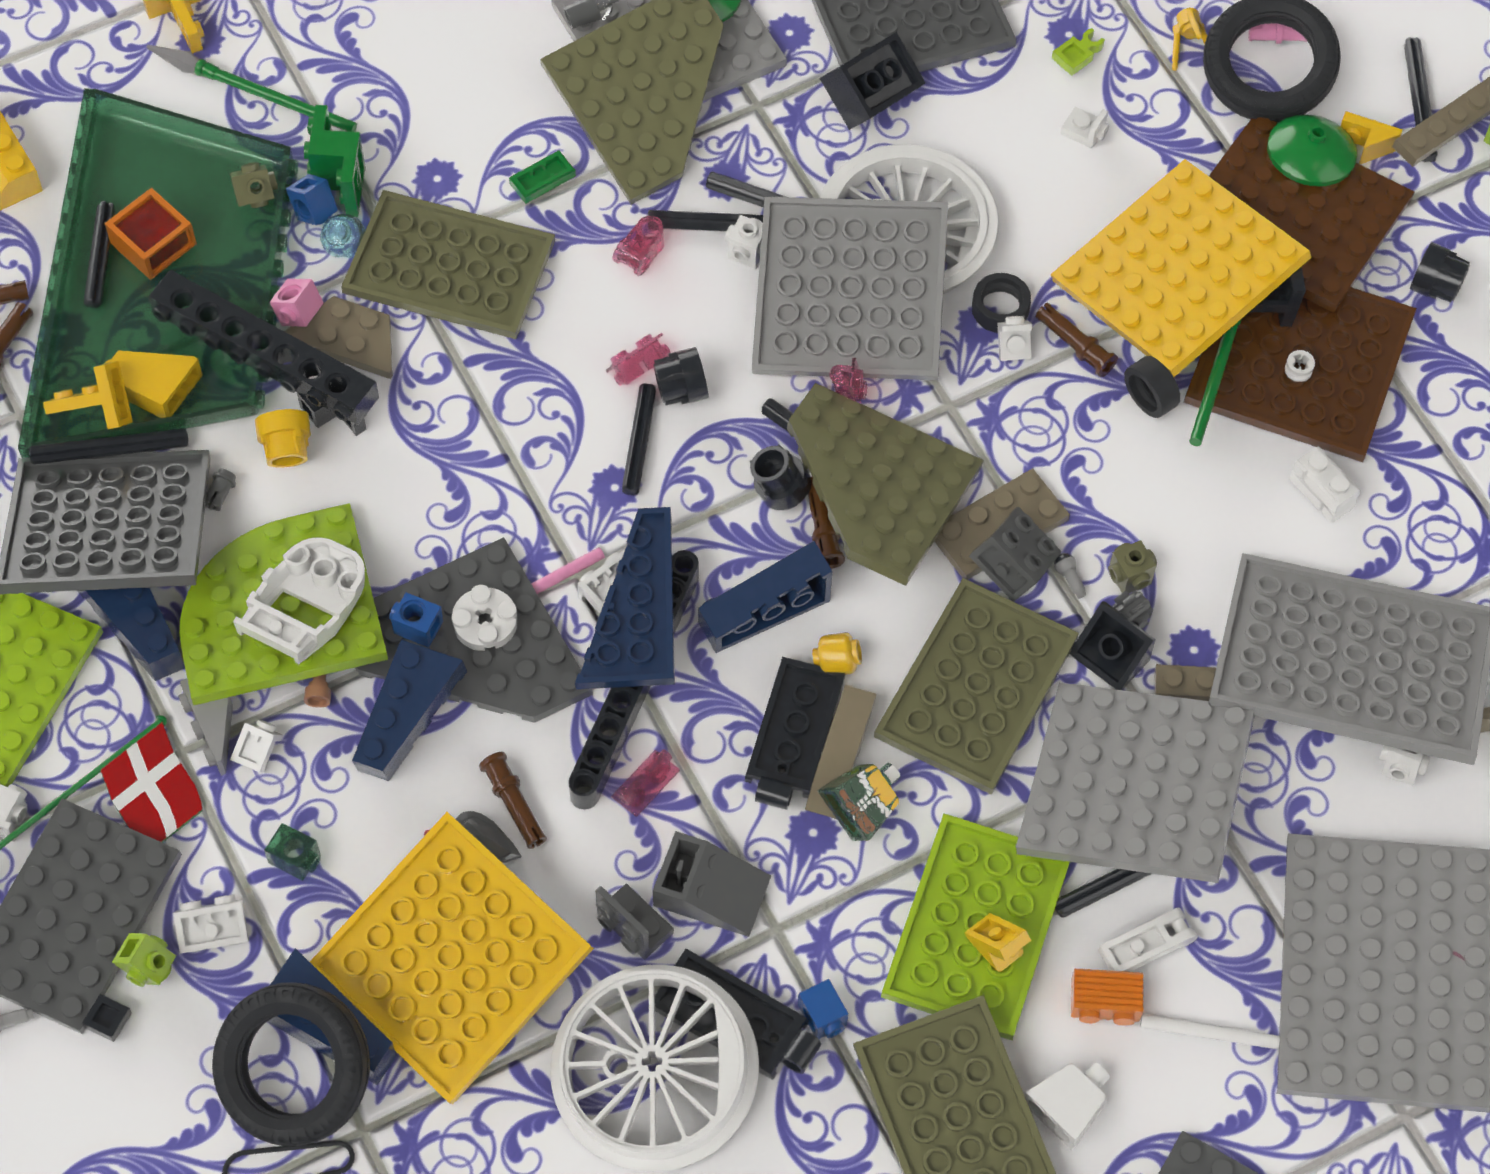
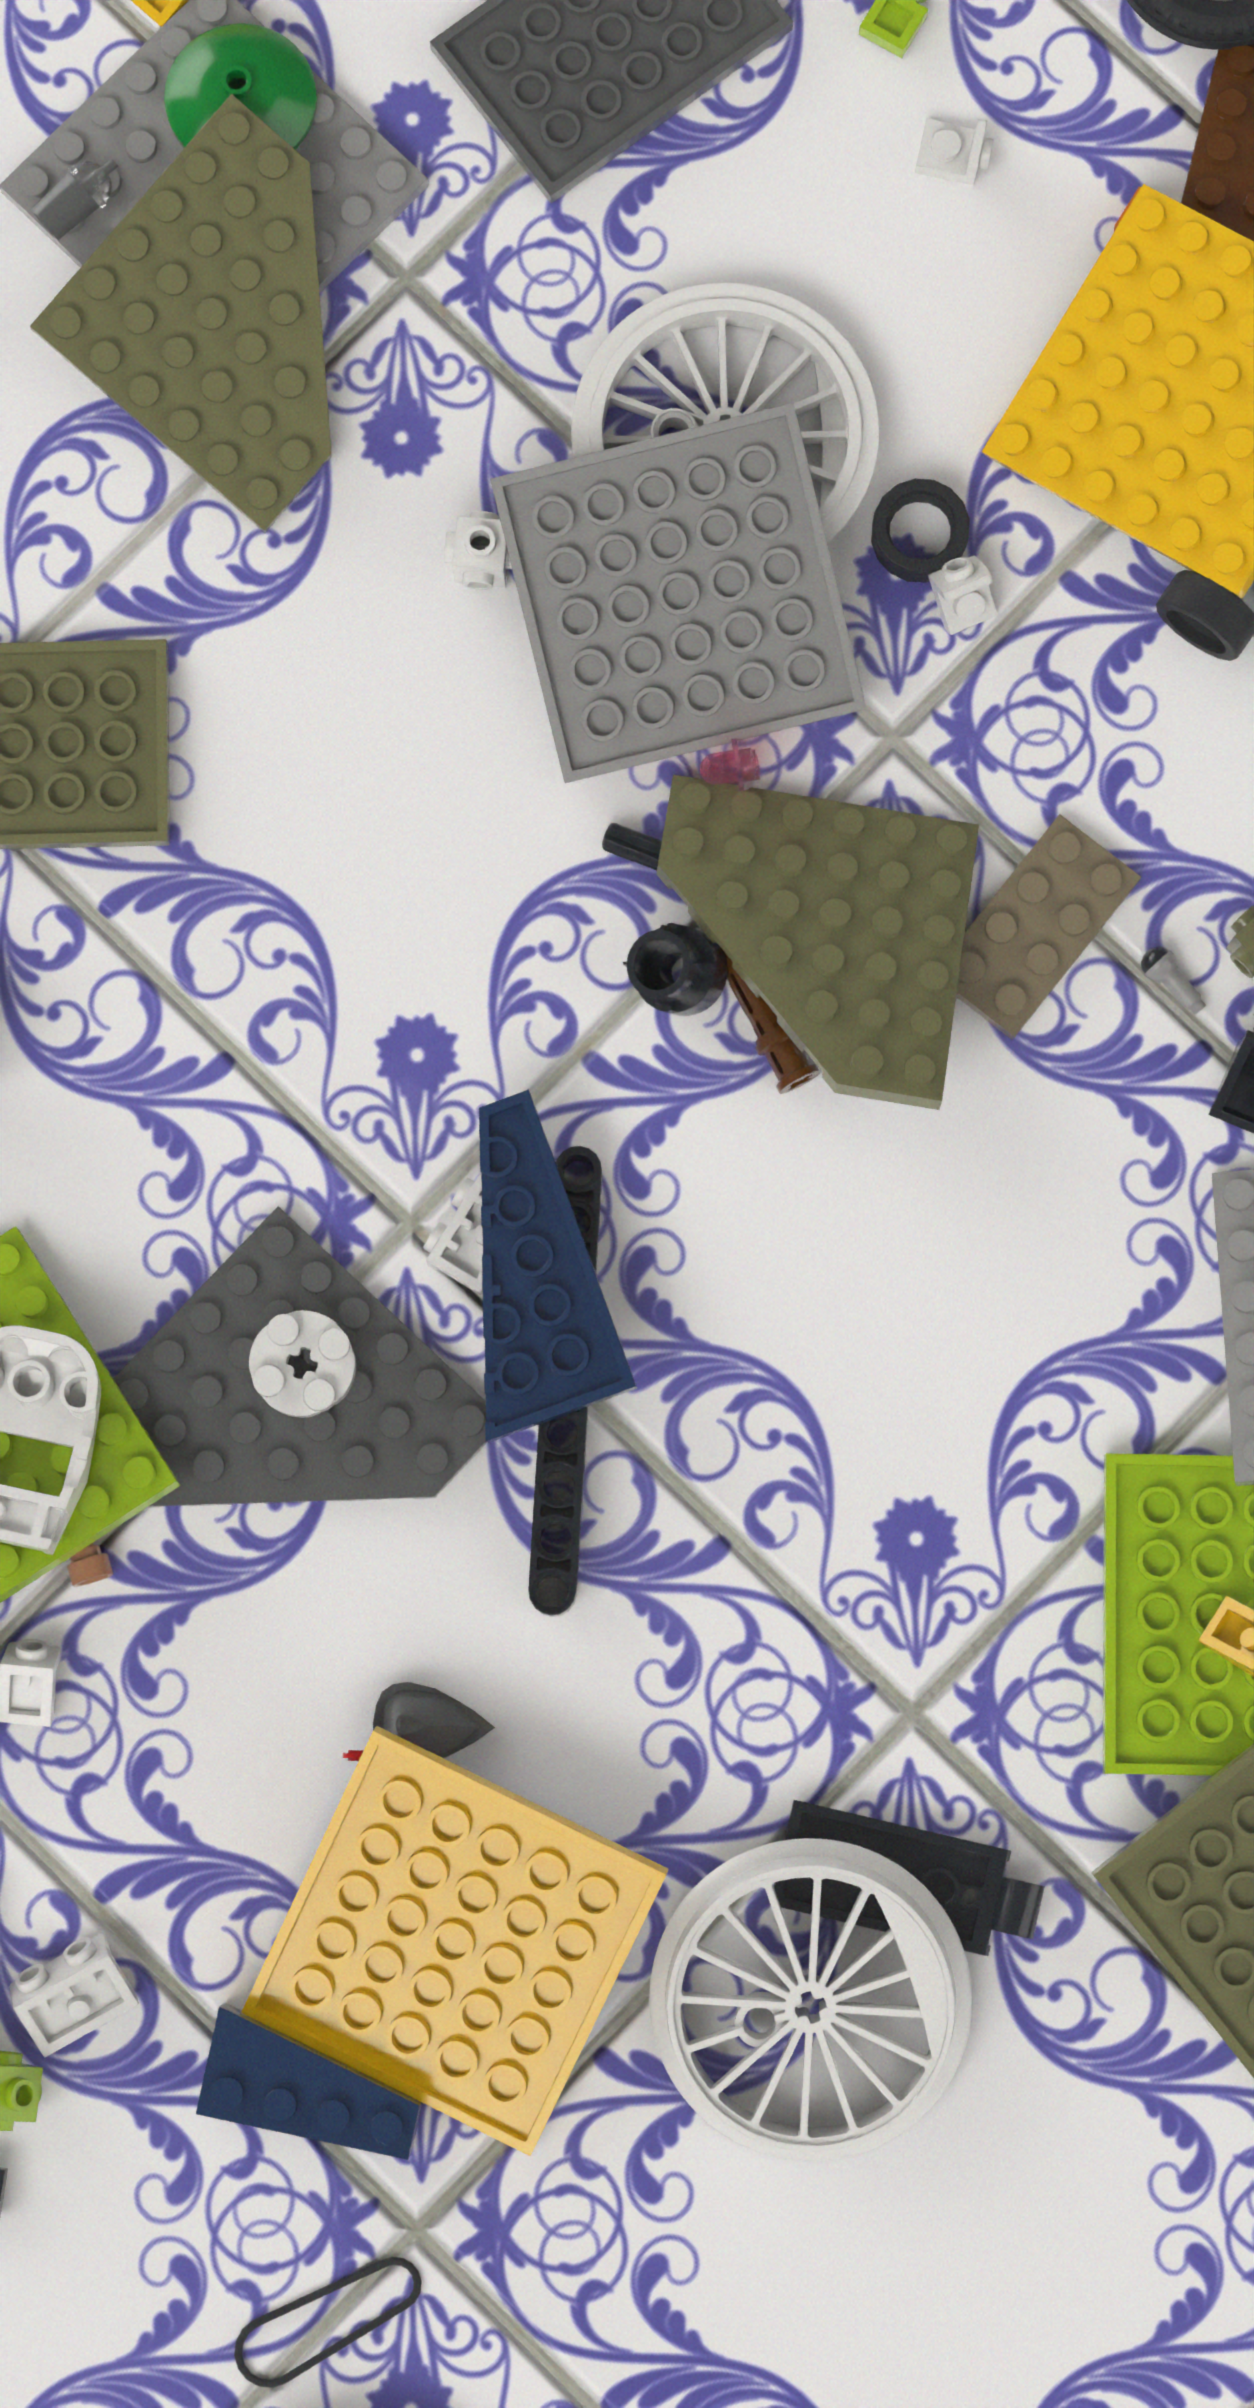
camera: 15 degrees left, 20 degrees up
(232, 1071) = (266, 2273): black tyre -> none
(283, 843) = (129, 1835): clear green brick -> none
(404, 708) = (237, 1545): dark blue wedge -> none
(419, 631) = (222, 1409): blue brick -> none
(507, 787) = (433, 1625): reddish brown pin -> none
(542, 176) = (105, 533): green plate -> none
(568, 570) = (394, 1225): bright pink bar -> none
(628, 366) = (386, 802): clear pink hinge -> none
(632, 920) = (700, 1776): dark grey bracket -> none
(638, 249) = (310, 623): clear pink piece -> none
(639, 439) = (427, 961): black axle -> none
(646, 782) = (640, 1546): clear pink hinge -> none
(681, 377) = (460, 839): black piece -> none
(698, 220) = (393, 530): black axle -> none
(710, 885) = (799, 1687): dark grey slope -> none
(738, 189) = (465, 454): black axle -> none
(768, 598) = (723, 1187): dark blue wedge -> none
(793, 731) = (836, 1390): black hinge -> none
(823, 1010) = (1029, 1829): blue brick -> none
(838, 653) = (862, 1240): yellow head -> none
(842, 743) = (919, 1401): dark tan slope -> none
(862, 799) = (979, 1474): torso -> none
(872, 81) = (587, 186): black slope -> none
(976, 685) = (1088, 1219): olive plate -> none
(1016, 554) = (1087, 981): dark grey bracket -> none
(1086, 347) = (1079, 569): reddish brown pin -> none

